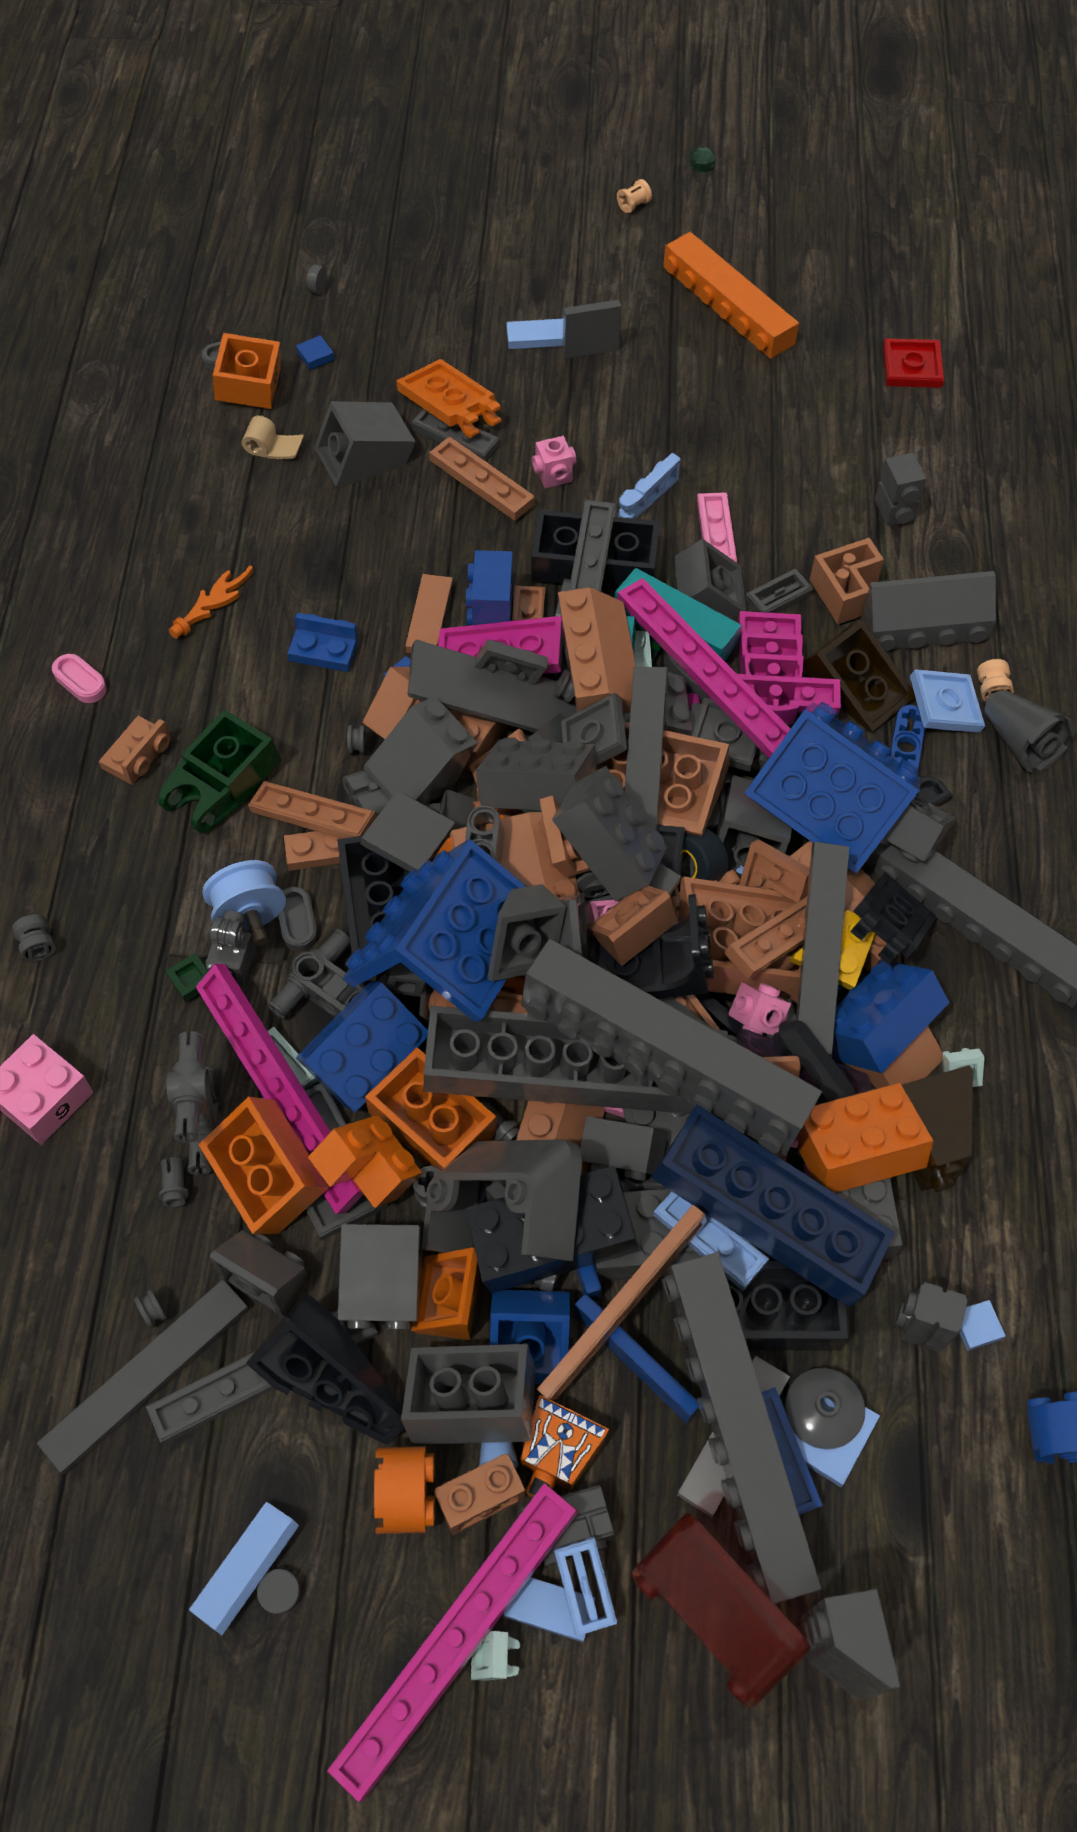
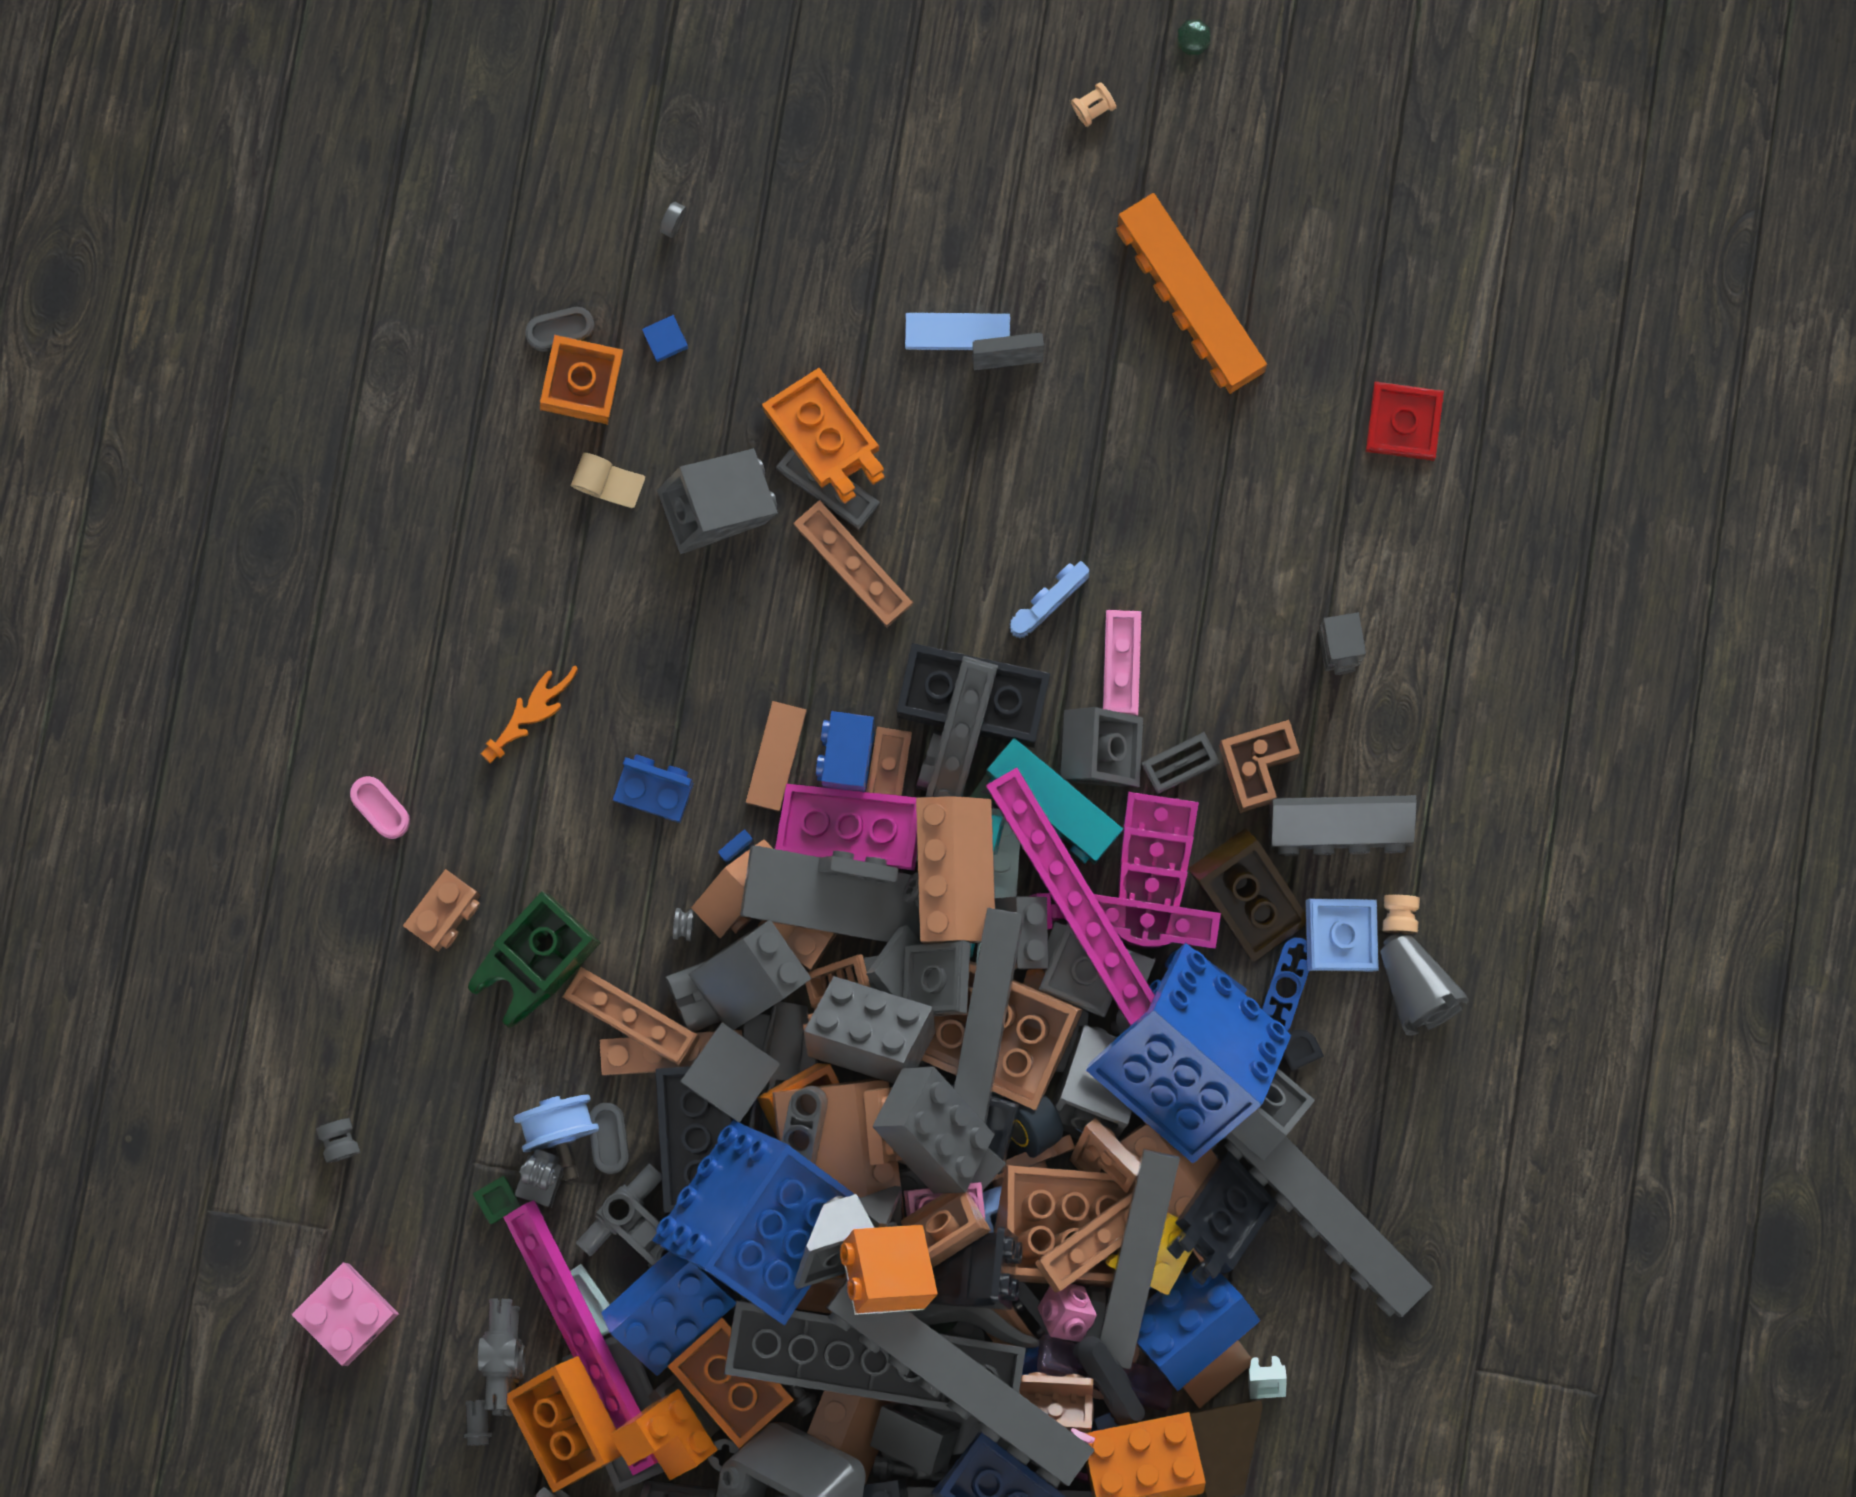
camera: 10 degrees right, 20 degrees up
(554, 461) = (944, 563): bright pink brick -> none
(585, 929) = (888, 1269): none -> orange piece

